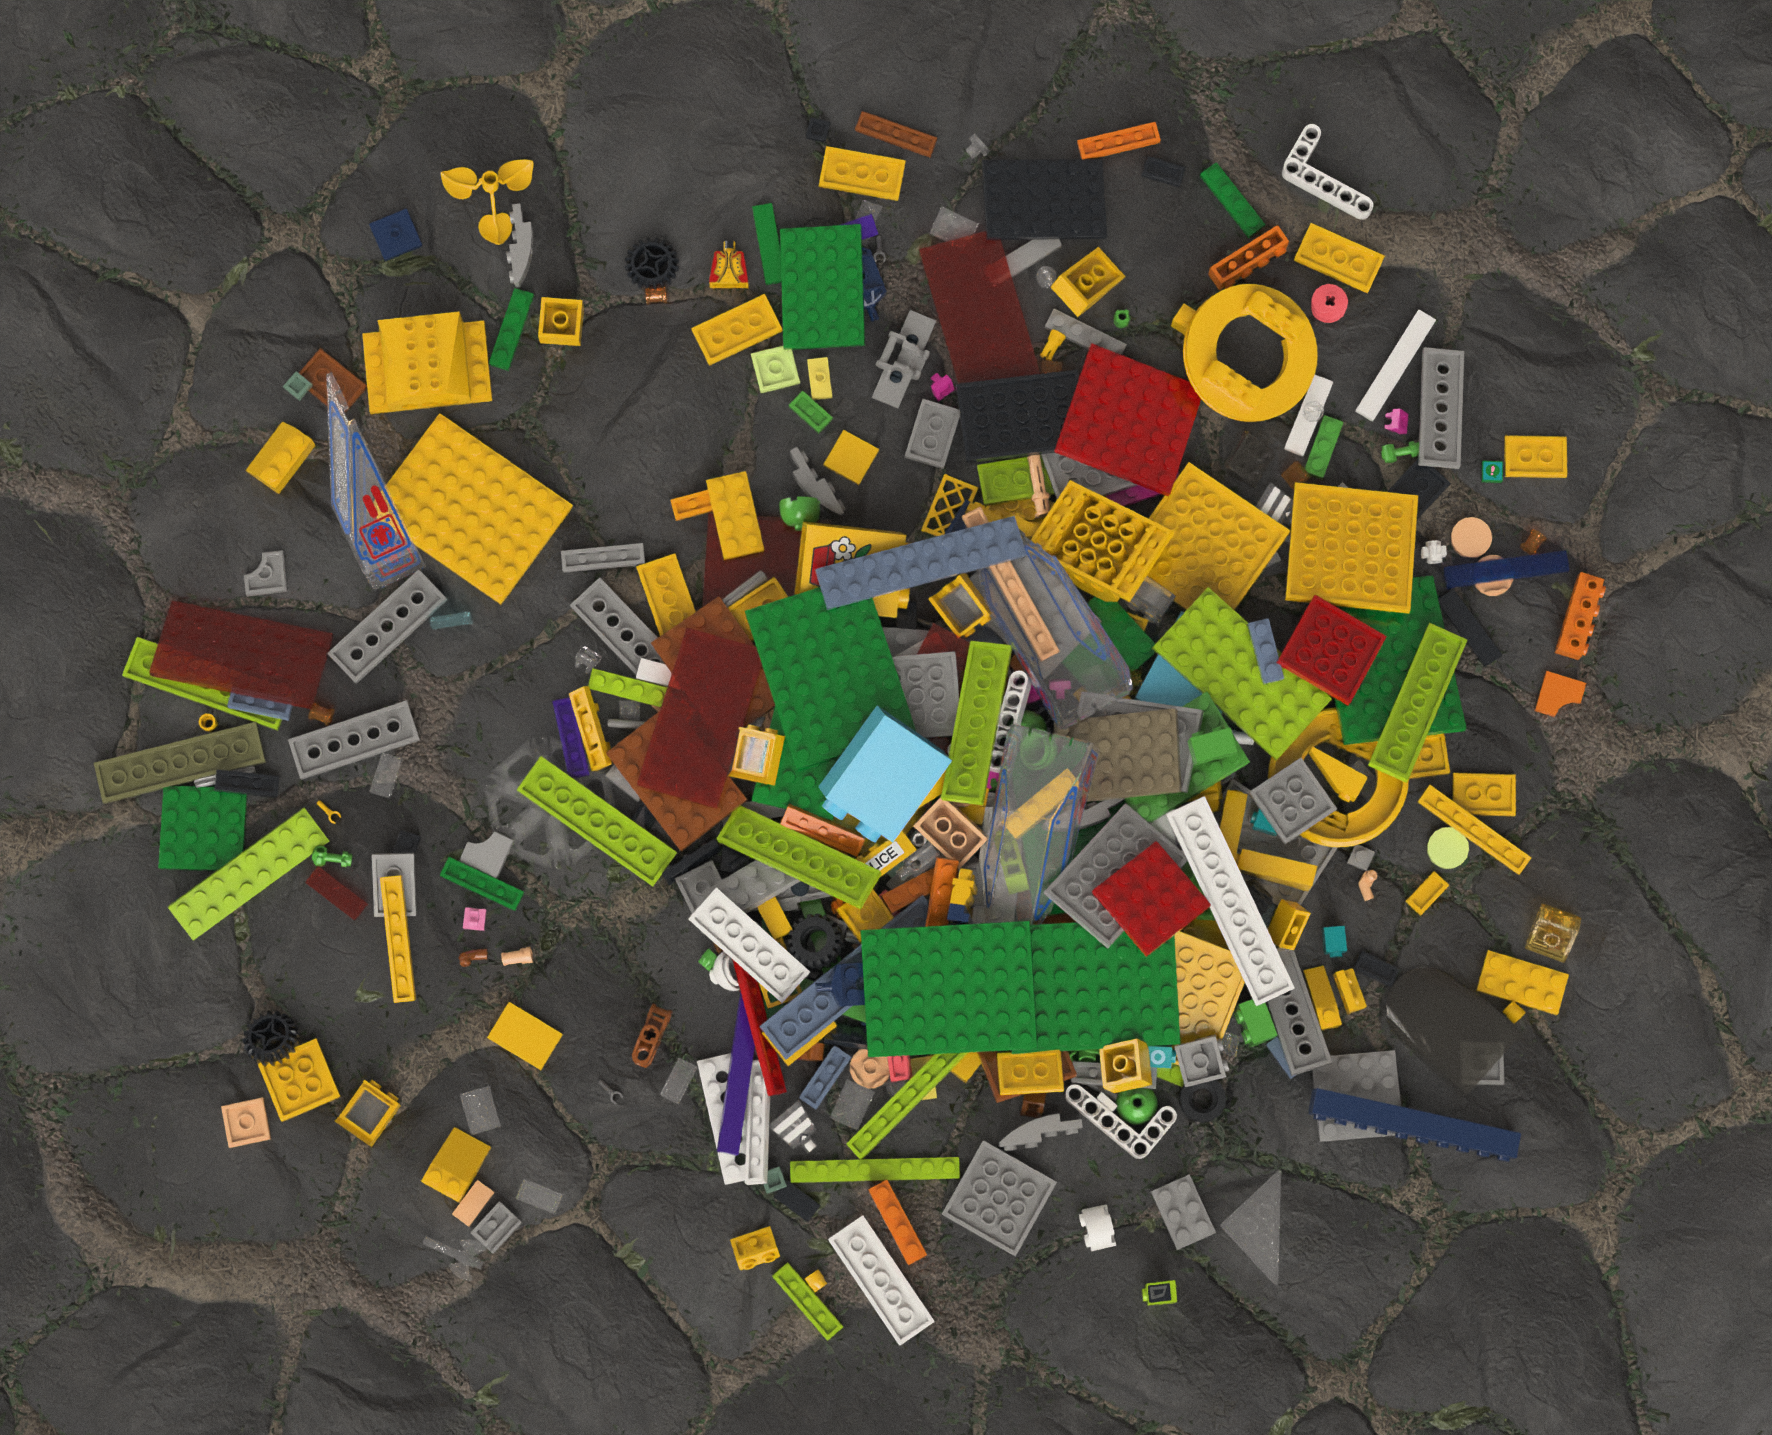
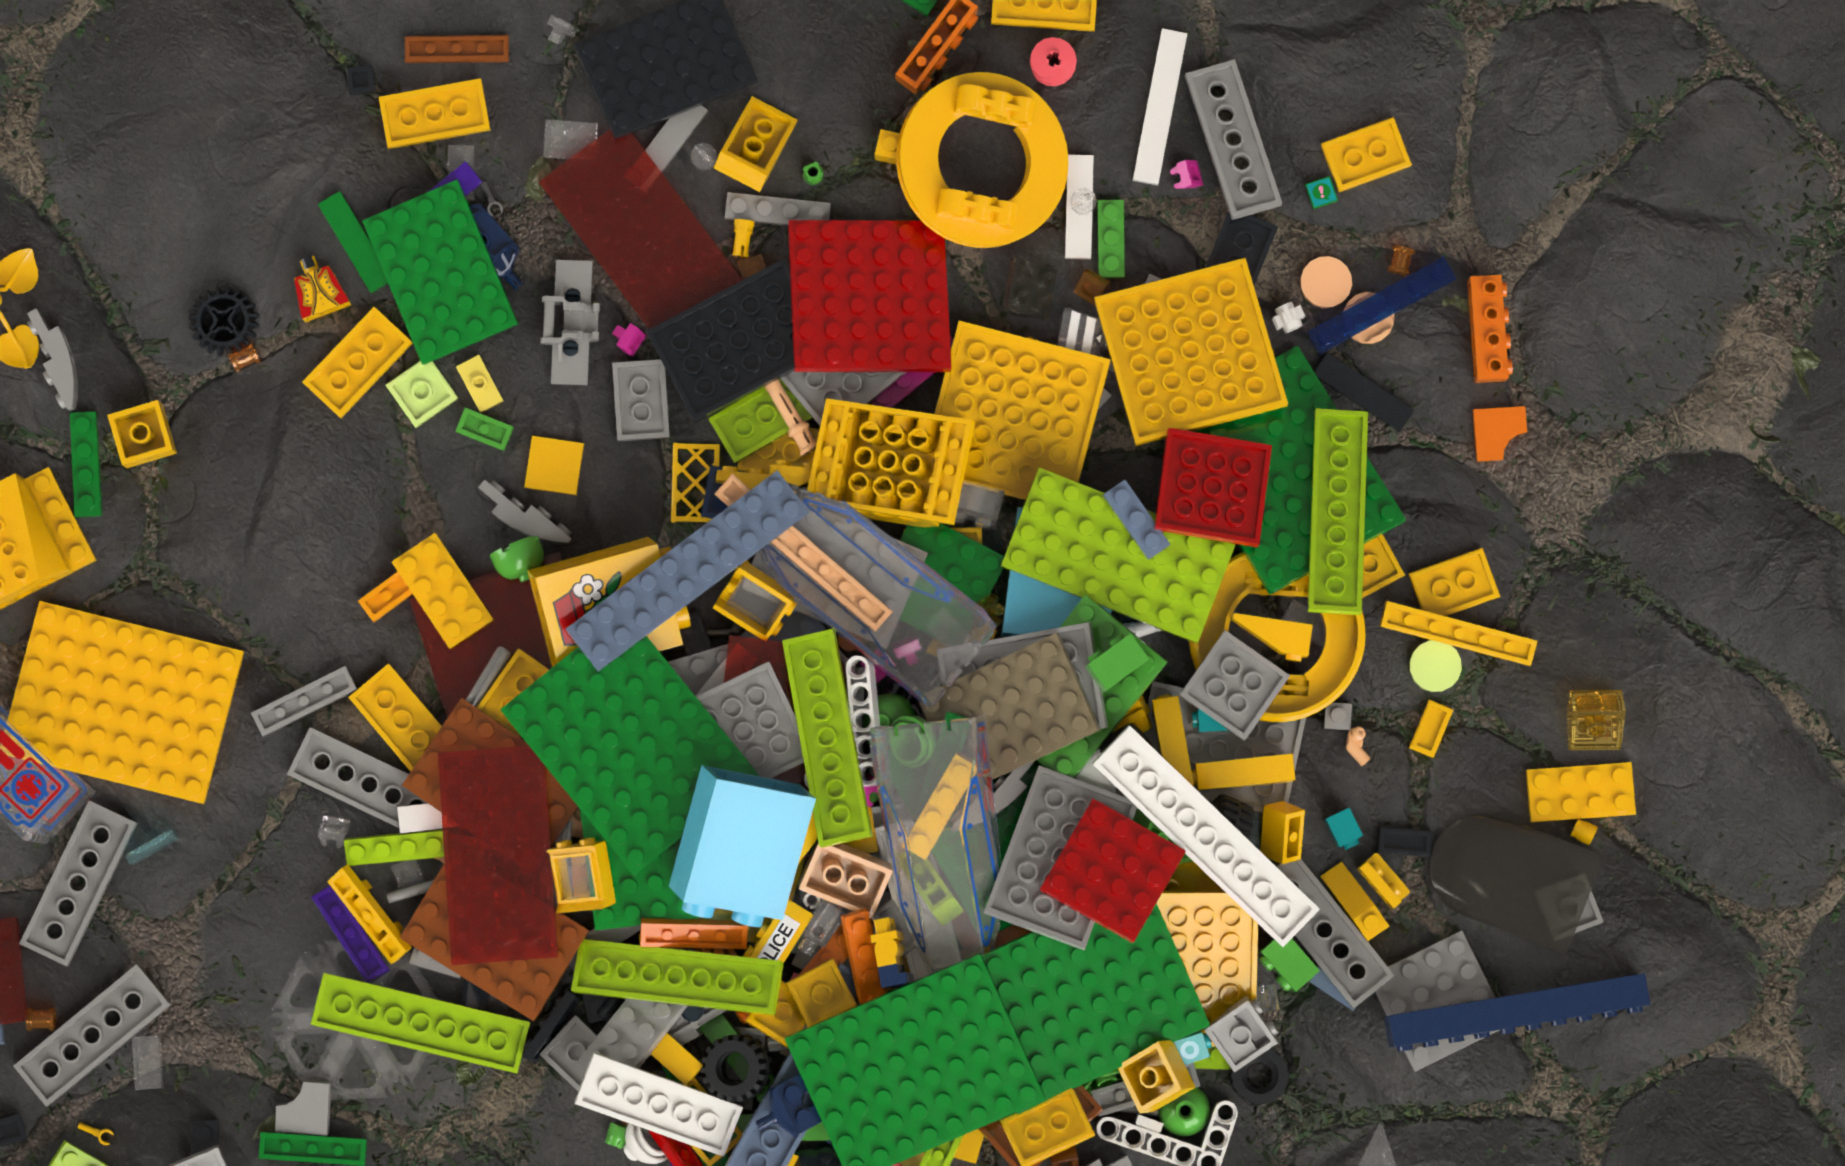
camera: 25 degrees left, 5 degrees up
(899, 908) = (821, 993): none -> yellow tile
(1390, 453) = (1193, 217): bright green bar -> none

